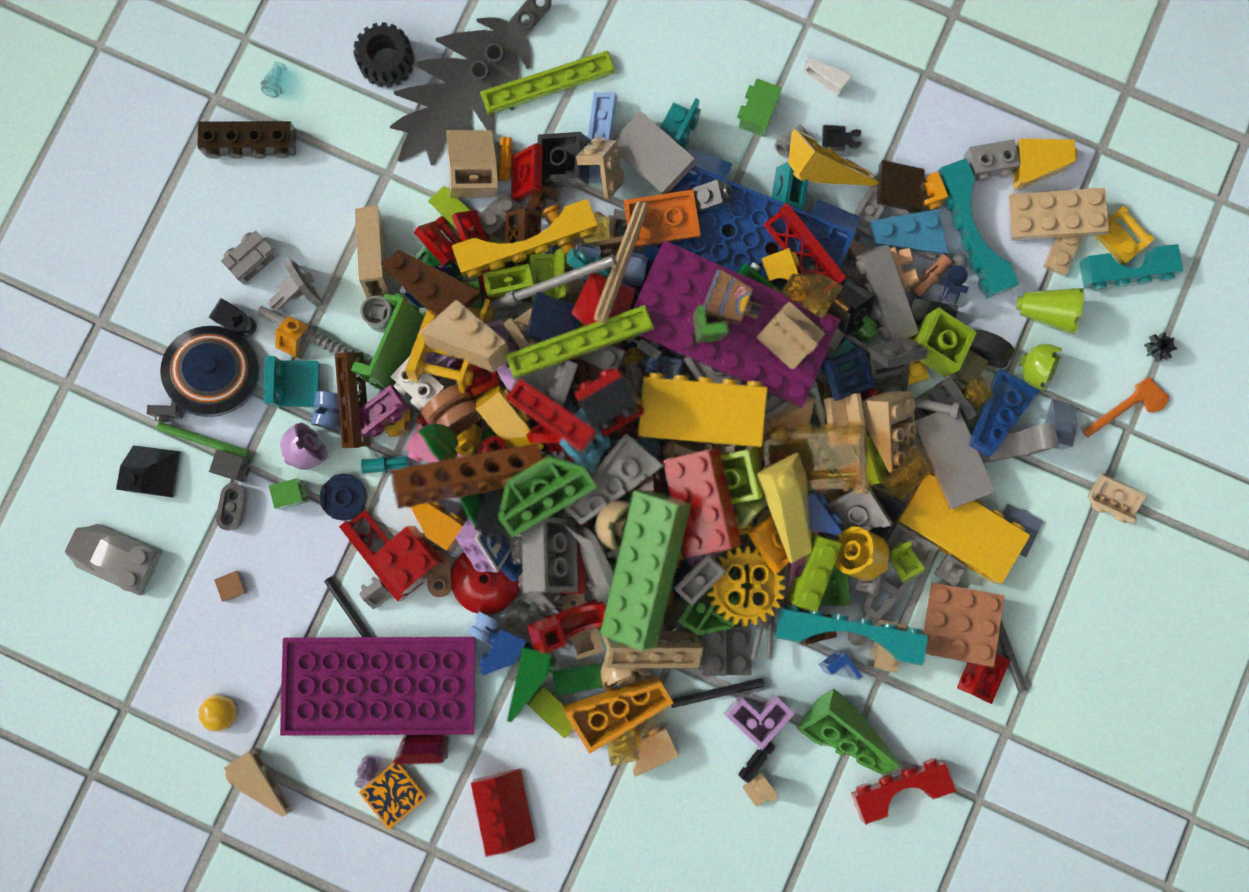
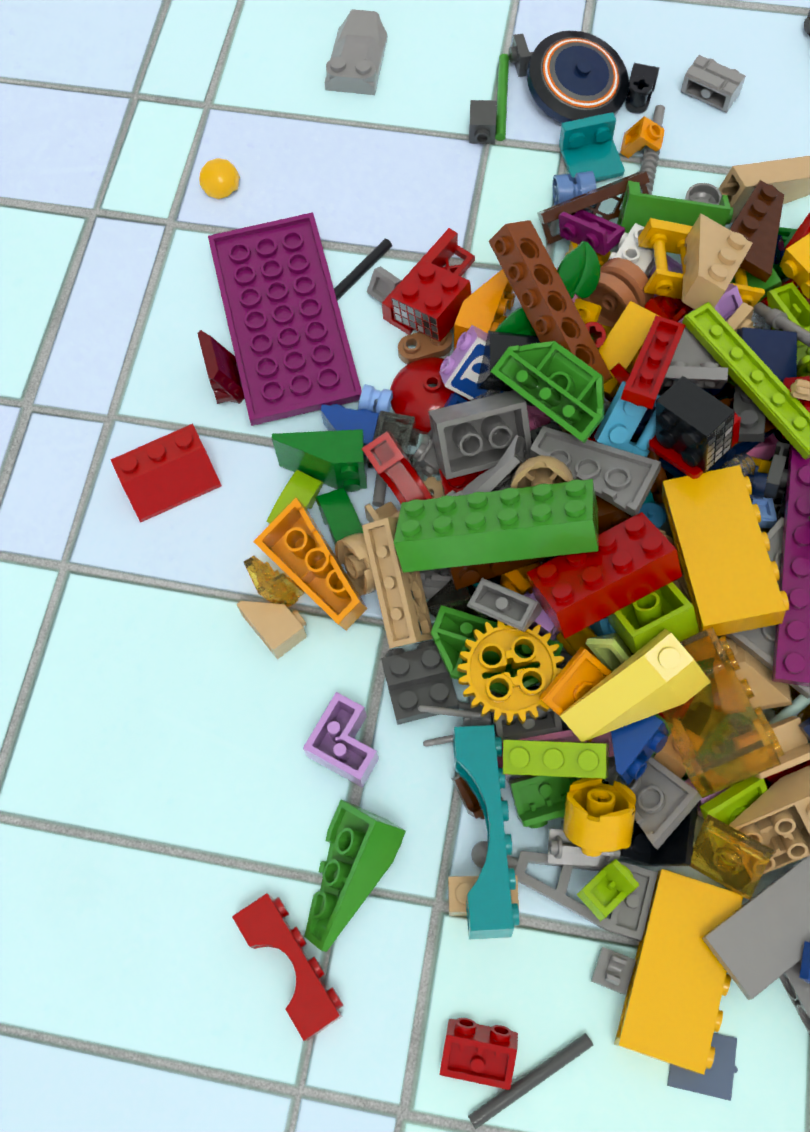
camera: 85 degrees right, 15 degrees down
(149, 471) = (453, 58): black slope -> none
(228, 507) = (439, 135): flat silver plate -> none
(230, 586) = (355, 157): medium nougat tile -> none
(254, 779) = (155, 227): tan slope -> none
(289, 493) = (469, 179): bright green brick -> none
(295, 286) = (700, 127): light grey piece -> none
(301, 449) = (525, 176): lavender cylinder -> none
(343, 497) = (476, 231): dark blue tile -> none
(367, 770) = (186, 327): clear purple cylinder -> none
(393, 795) = (165, 361): tile -> none
(717, 692) = (364, 689): black bar -> none
(756, 762) = (287, 758): black axle -> none
(760, 790) = (251, 768): tan bracket -> none
(836, 662) = (443, 825): blue panel -> none
(963, 624) = (542, 1001): nougat plate -> none

